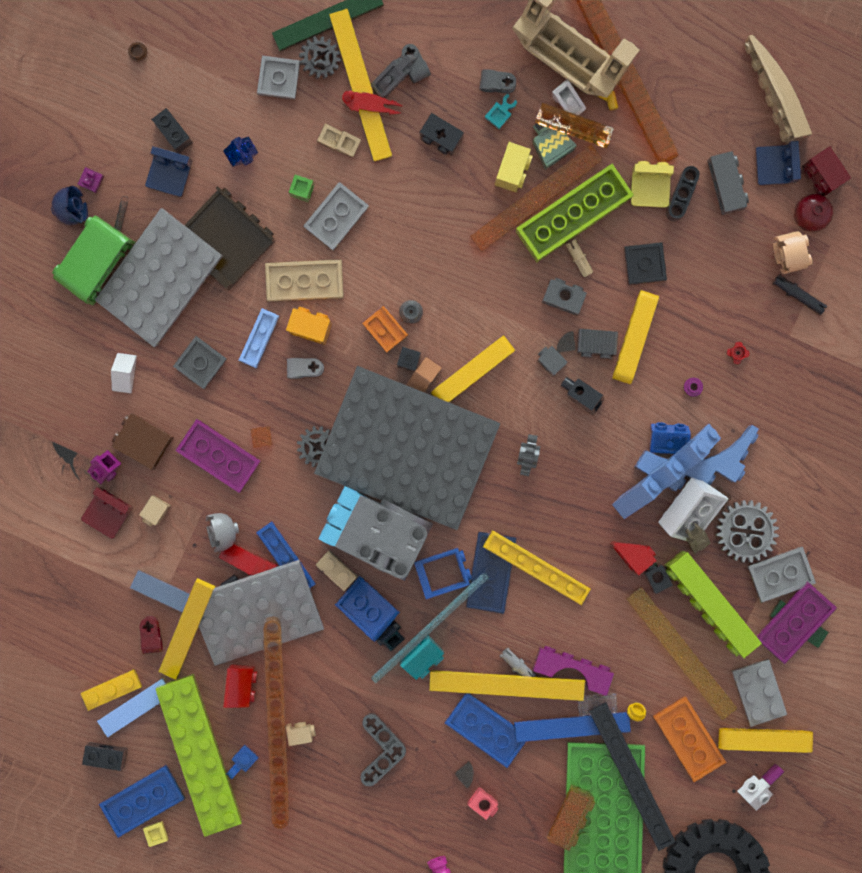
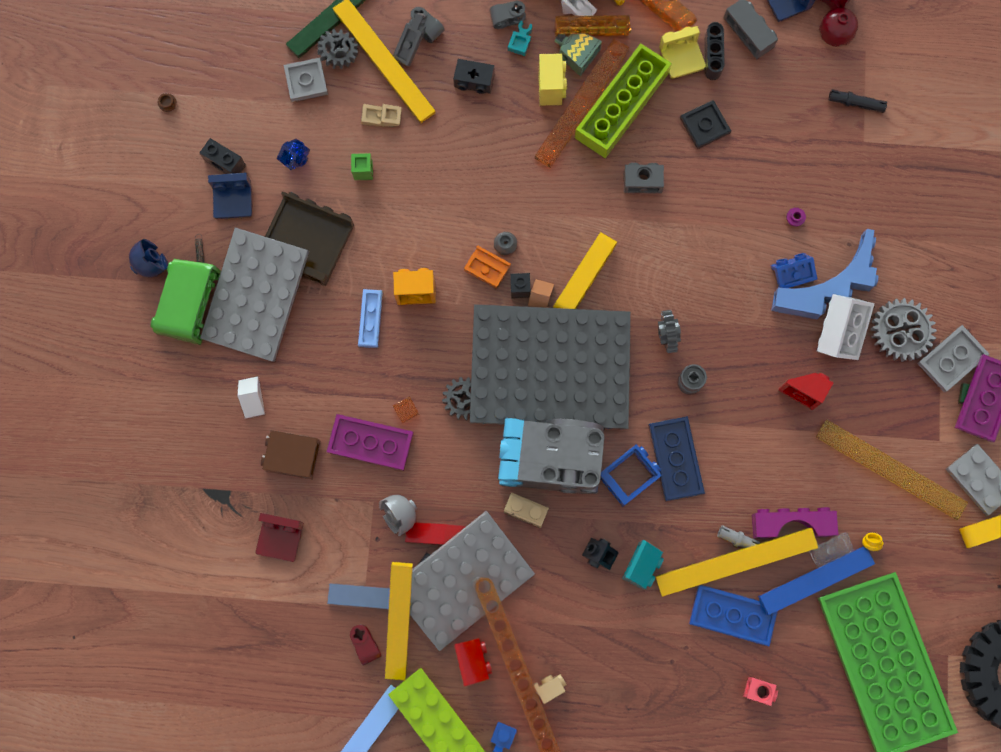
camera: 15 degrees left, 10 degrees down
(90, 180) = (160, 231): magenta tile -> none
(103, 467) = (261, 492): magenta brick -> none
(111, 689) = (343, 715): yellow plate -> none
(154, 511) = (326, 518): tan brick -> none
(200, 362) = (321, 360): dark grey plate -> none
(280, 548) = (459, 508): blue tile -> none
(301, 368) = (421, 330): light grey piece -> none
(304, 280) = (394, 250): tan tile -> none
(336, 216) = (403, 182): light grey plate -> none
(367, 608) = (570, 536): blue tile -> none
(368, 102) = (396, 70): red piece -> none
(387, 746) = (643, 669): dark grey beam -> none
(430, 627) = (639, 532): clear light blue tile -> none
(465, 774) = (730, 668): clear smoke tile -> none
(533, 506) = (692, 379): none -> dark grey wheel
(536, 567) = (718, 437): yellow tile -> none
(551, 360) = (654, 239): dark grey brick -> none
(566, 343) = (662, 220): clear smoke tile -> none
(571, 817) = (854, 671): clear orange brick -> none
(579, 258) = (643, 140): tan axle -> none
(589, 400) = (698, 258): black torso -> none
(597, 342) = (690, 208): dark grey brick -> none
(632, 776) = (897, 607): black tile -> none
(635, 337) = (724, 191): yellow beam -> none
(665, 581) = (846, 404): black brick -> none
(668, 472) = (806, 302): medium blue arch -> none
(689, 739) = (934, 550): orange tile -> none
(697, 538) = (861, 353): dark tan plate -> none
(713, 604) = (902, 408): lime brick -> none
(743, 353) = (829, 170): red plate -> none
(792, 252) = (835, 64): light nougat brick -> none

